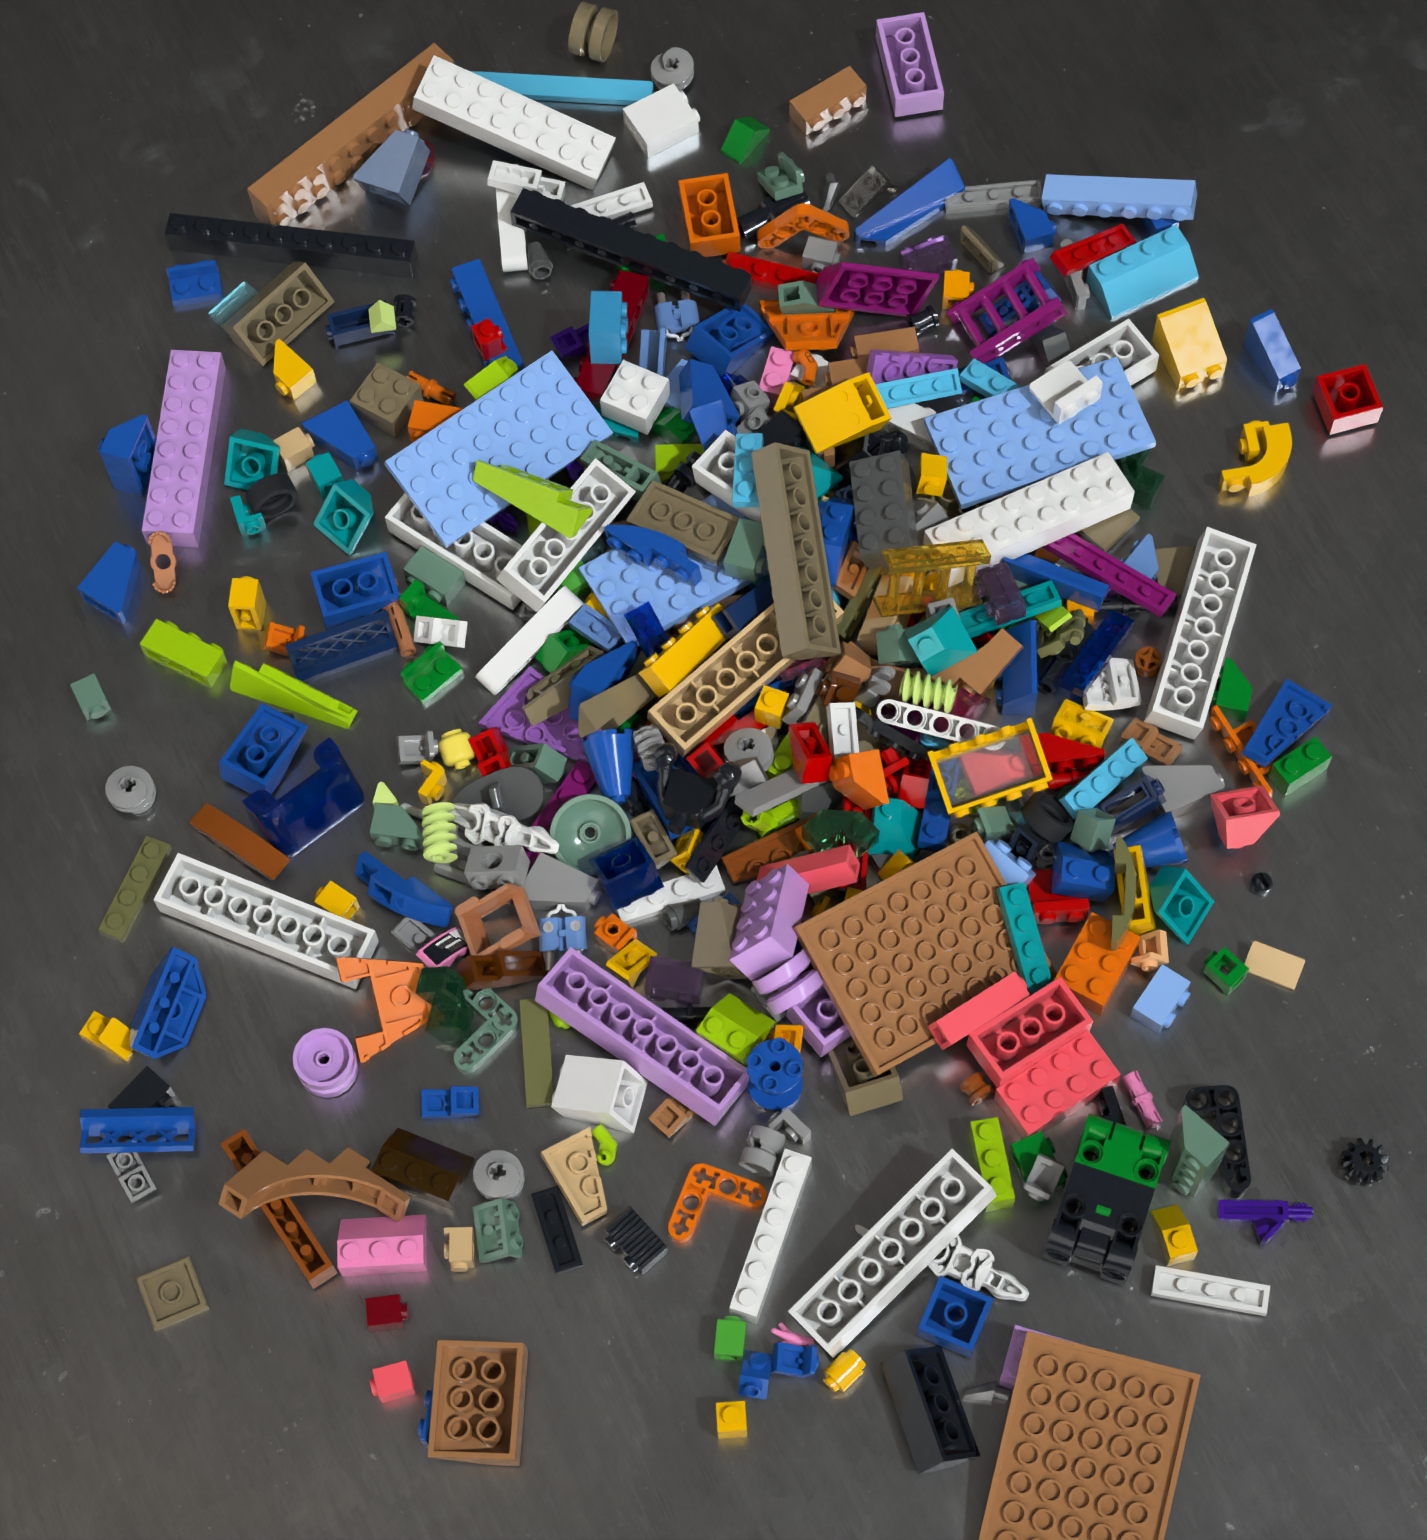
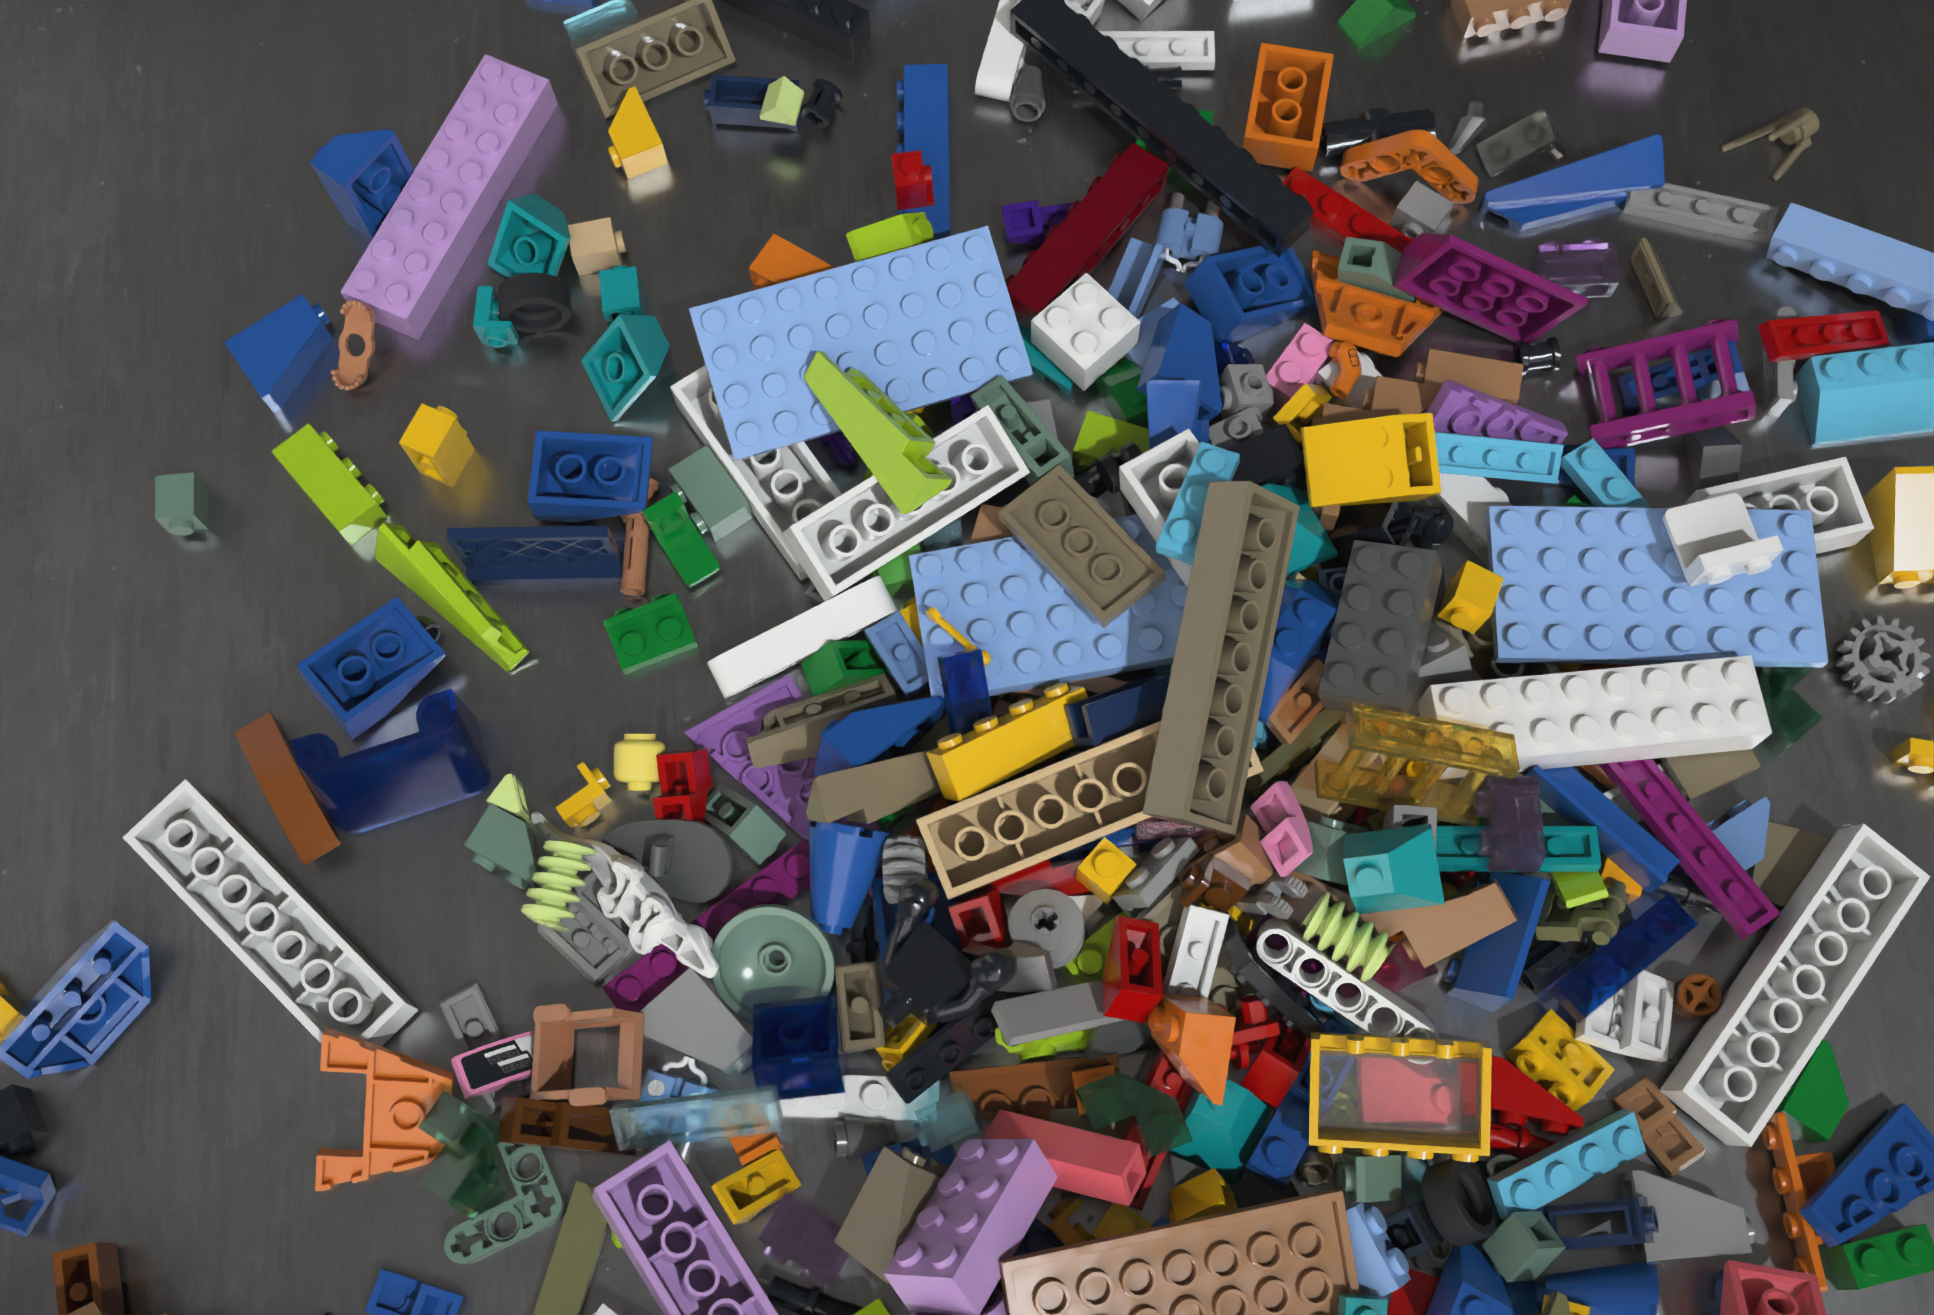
camera: 20 degrees right, 5 degrees up
(134, 801) = (176, 656): light grey piece -> none
(135, 889) = (123, 803): olive plate -> none
(278, 636) = (469, 509): orange bracket -> none
(325, 1062) = (245, 1195): lavender wheel -> none
(336, 901) = (379, 931): yellow brick -> none
(342, 436) = (668, 249): blue slope -> none
(386, 399) = (743, 217): dark tan brick -> none
(406, 897) = (478, 962): blue slope -> none
(416, 748) = (584, 739): light grey bracket -> none
(433, 390) = (812, 223): orange pin -> none
(433, 630) = (683, 575): white slope -> none
(496, 865) = (637, 969): light grey brick -> none
(580, 932) = (697, 1118): none -> clear light blue tile
(607, 327) = (1079, 218): dark azure brick -> none
(611, 595) = (937, 618): none -> yellow hinge
(647, 545) = (1019, 565): blue slope -> none
(731, 881) = (947, 1121): none -> clear light blue brick
(746, 551) = (1151, 624): sand green brick -> none
(782, 180) = (1408, 90): sand green bracket -> none
(868, 640) = (1286, 829): none -> bright pink slope
(956, 288) = (1601, 325): light orange brick -> none
(1031, 226) = (1741, 270): blue slope -> none
(1033, 127) = (1791, 129): none -> dark tan plant
(1192, 427) = (1880, 677): none -> light grey gear

